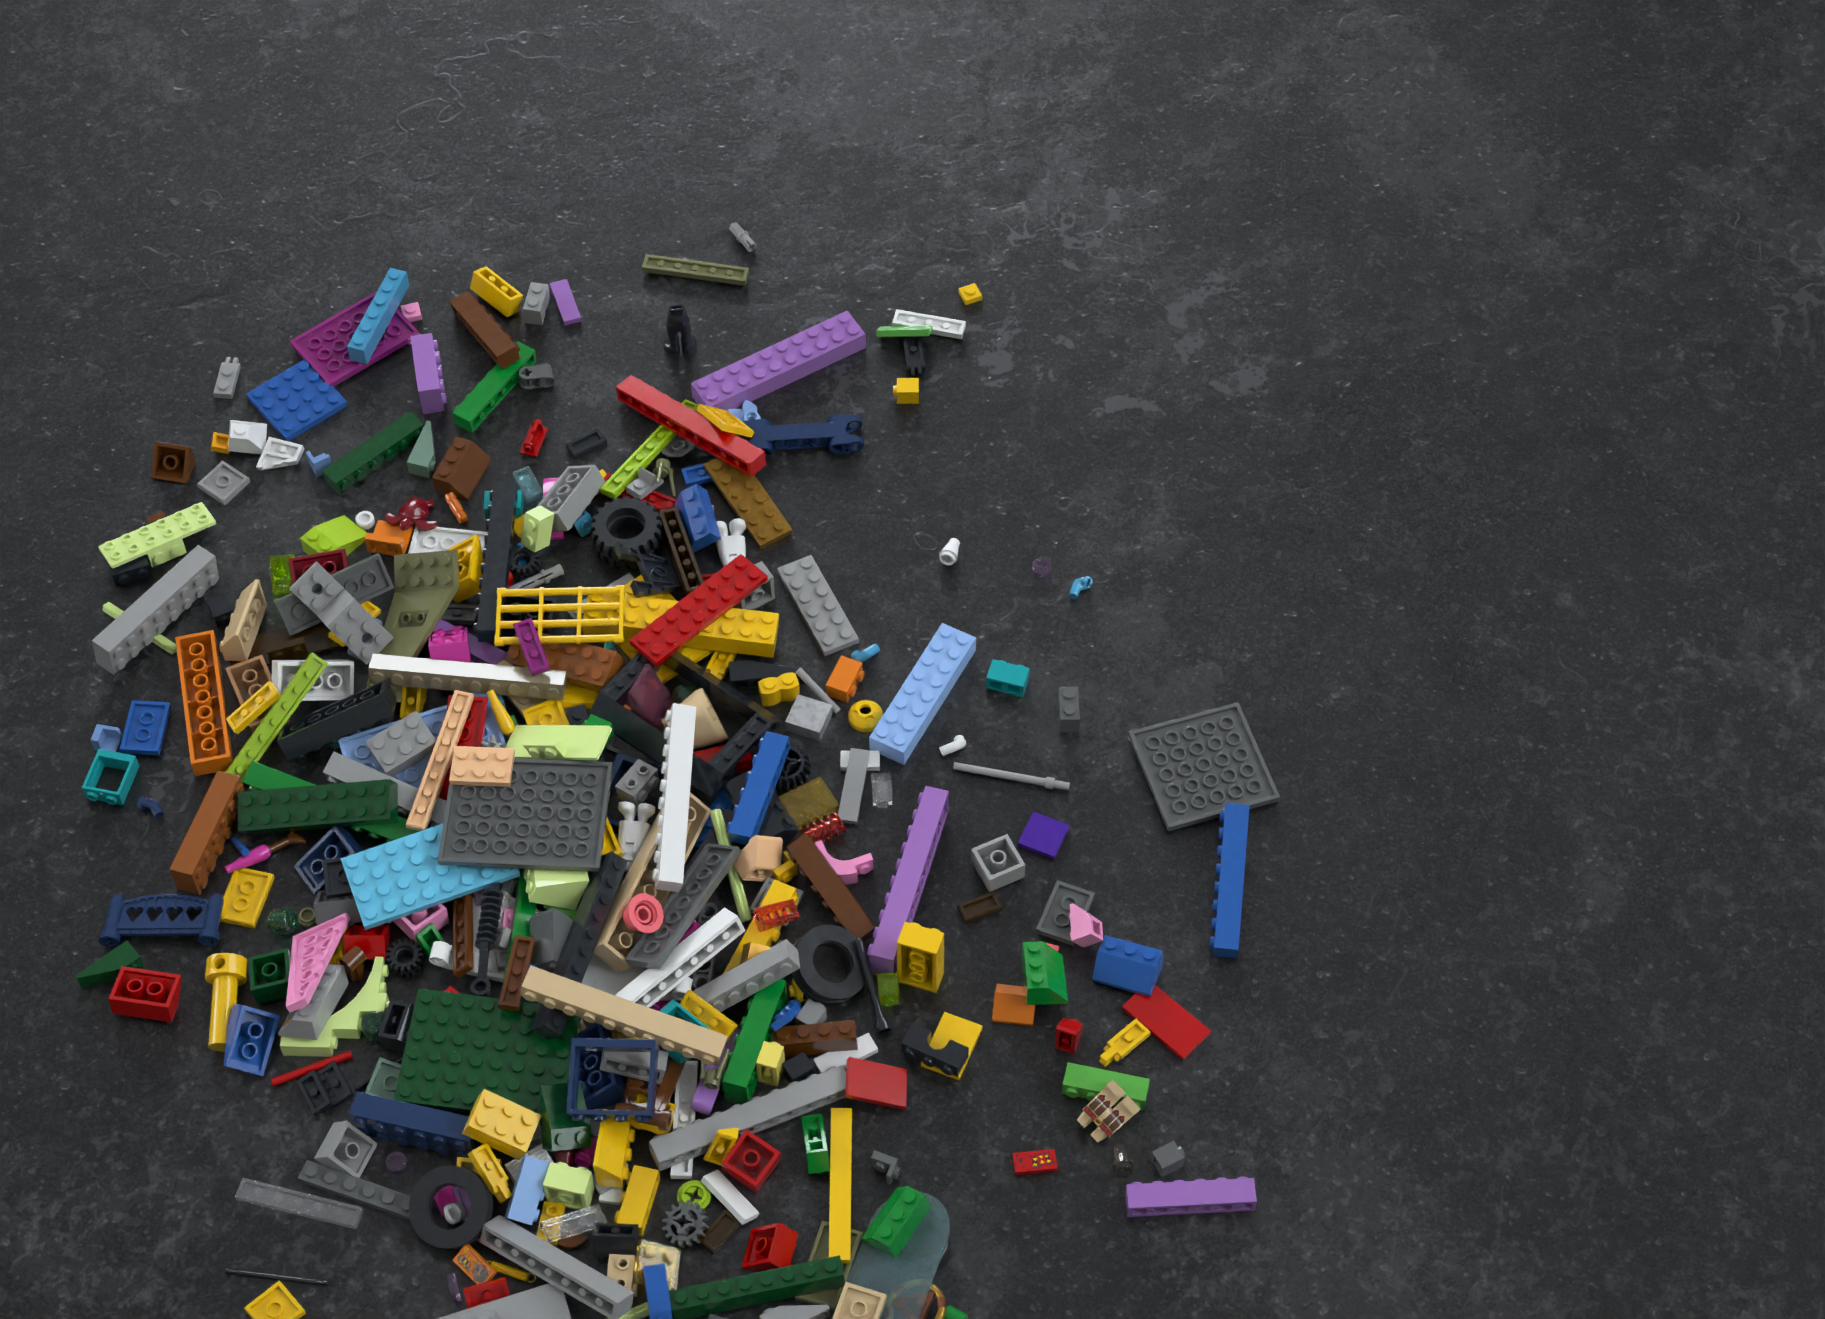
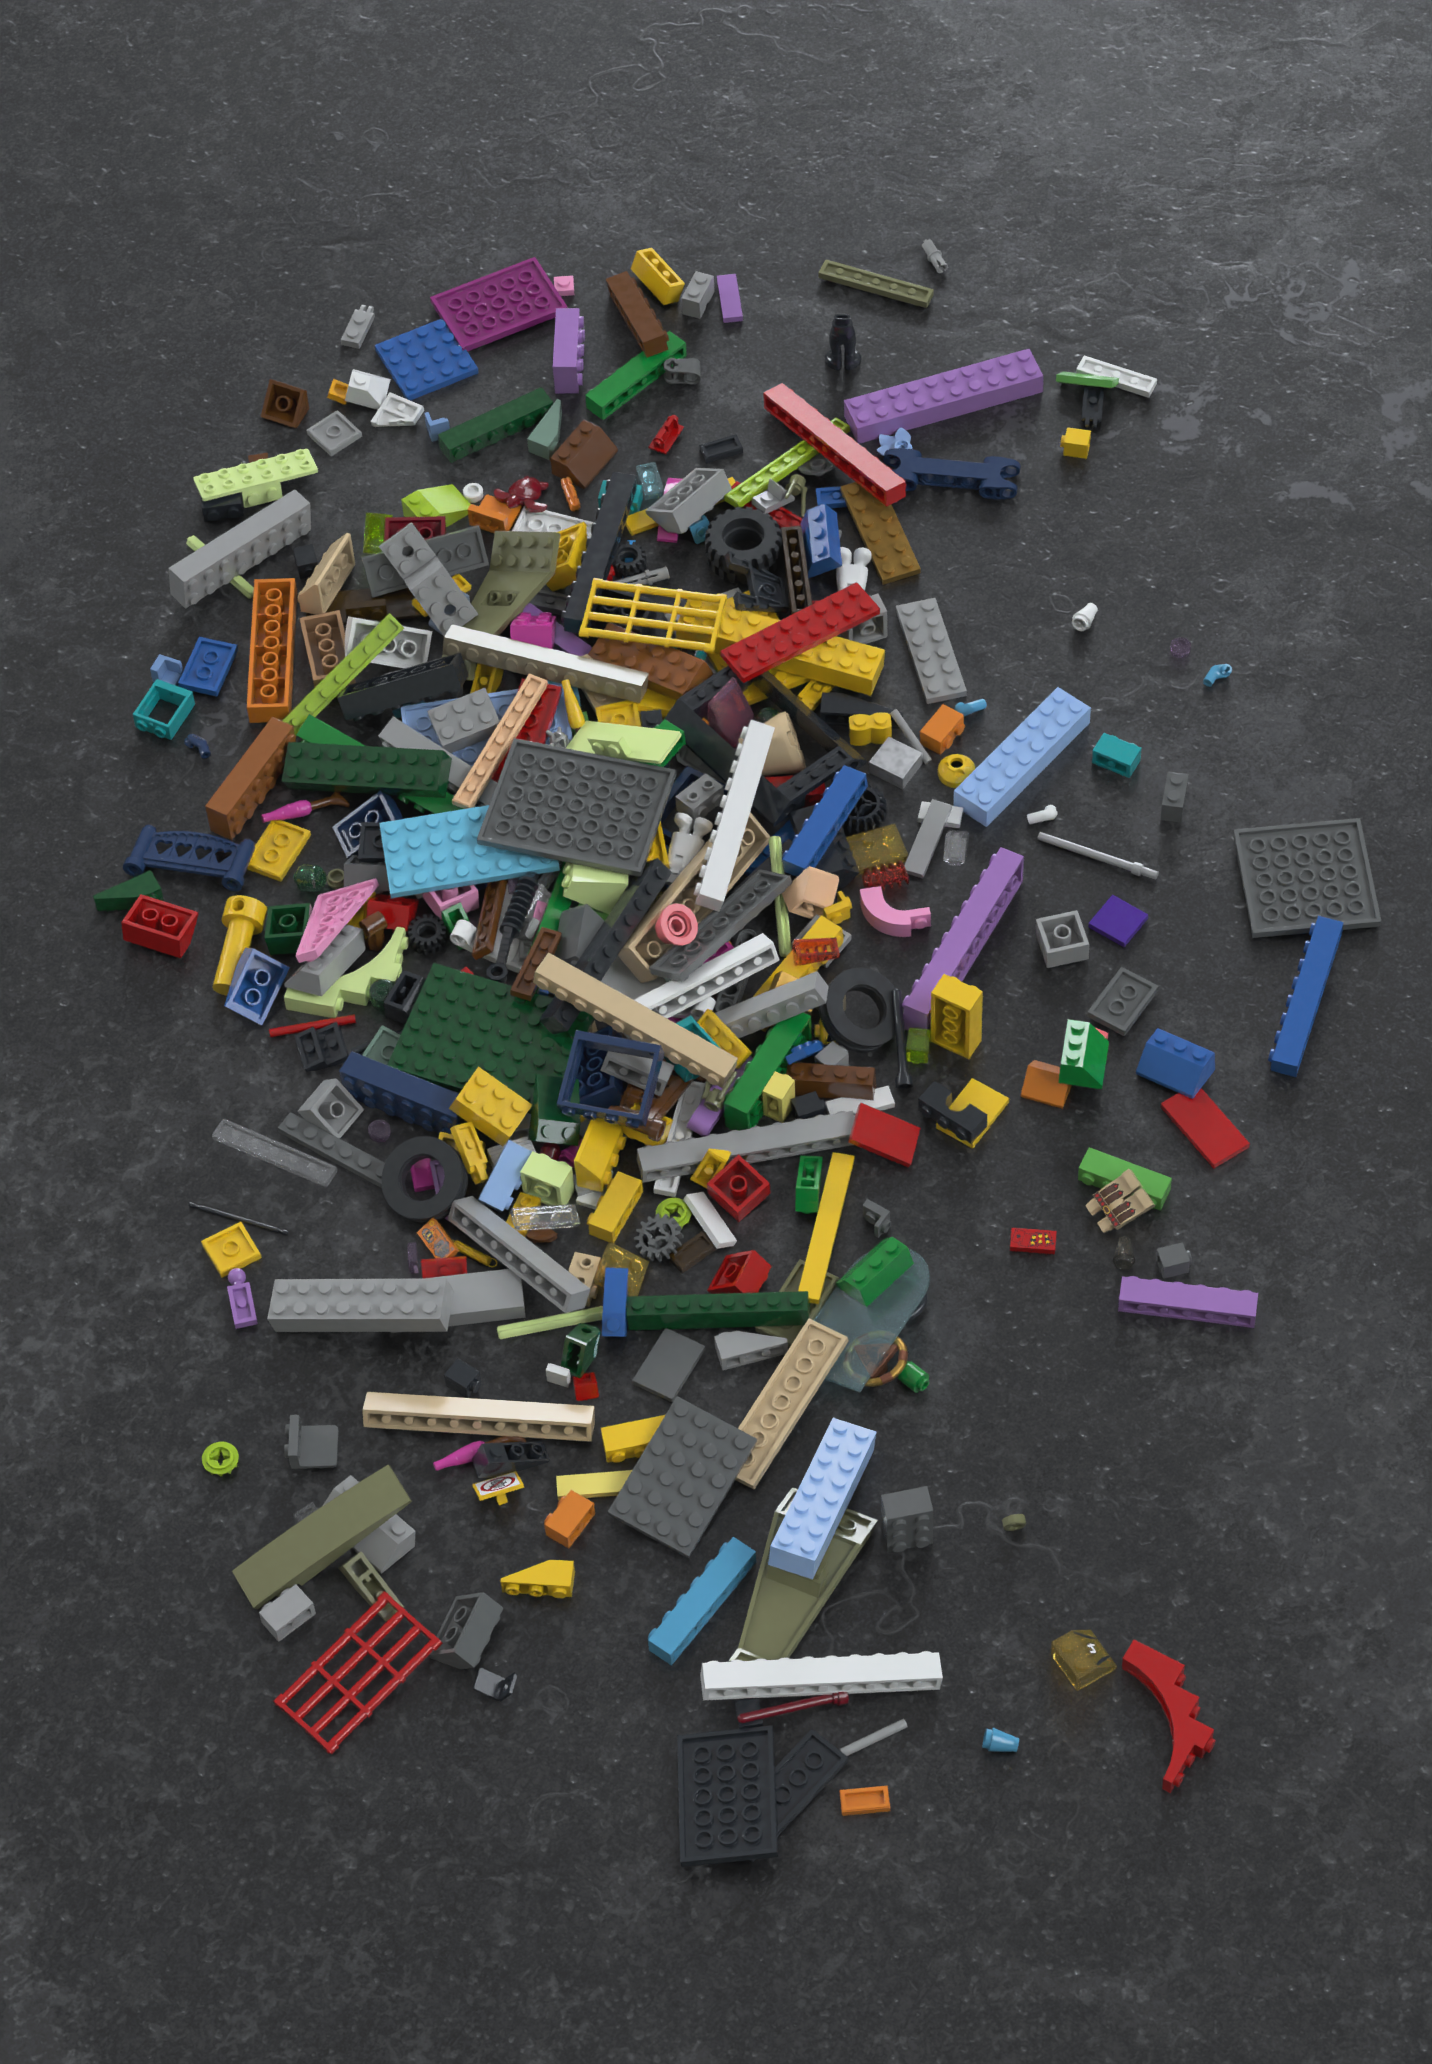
camera: 15 degrees right, 0 degrees up
(239, 846) = (280, 797): blue wheel -> none
(253, 707) = (320, 660): yellow tile -> none
(378, 316) = (527, 283): dark azure brick -> none
(454, 1213) = (427, 1186): light grey tile -> none
(482, 766) = (540, 752): light nougat plate -> none
(531, 647) = (616, 642): magenta tile -> none
(537, 528) = (649, 526): yellowish green brick -> none
(615, 1239) = (583, 1239): black brick -> none
(725, 420) = (871, 444): yellow tile -> none
(831, 887) = (879, 933): reddish brown brick -> none
(970, 294) = (1169, 351): yellow plate -> none
(979, 907) = (1033, 981): dark brown tile -> none
(1068, 1035) = (1096, 1121): red slope -> none
(1084, 927) = (1137, 1017): bright pink slope -> none
(1124, 1042) = (1154, 1139): yellow hinge -> none

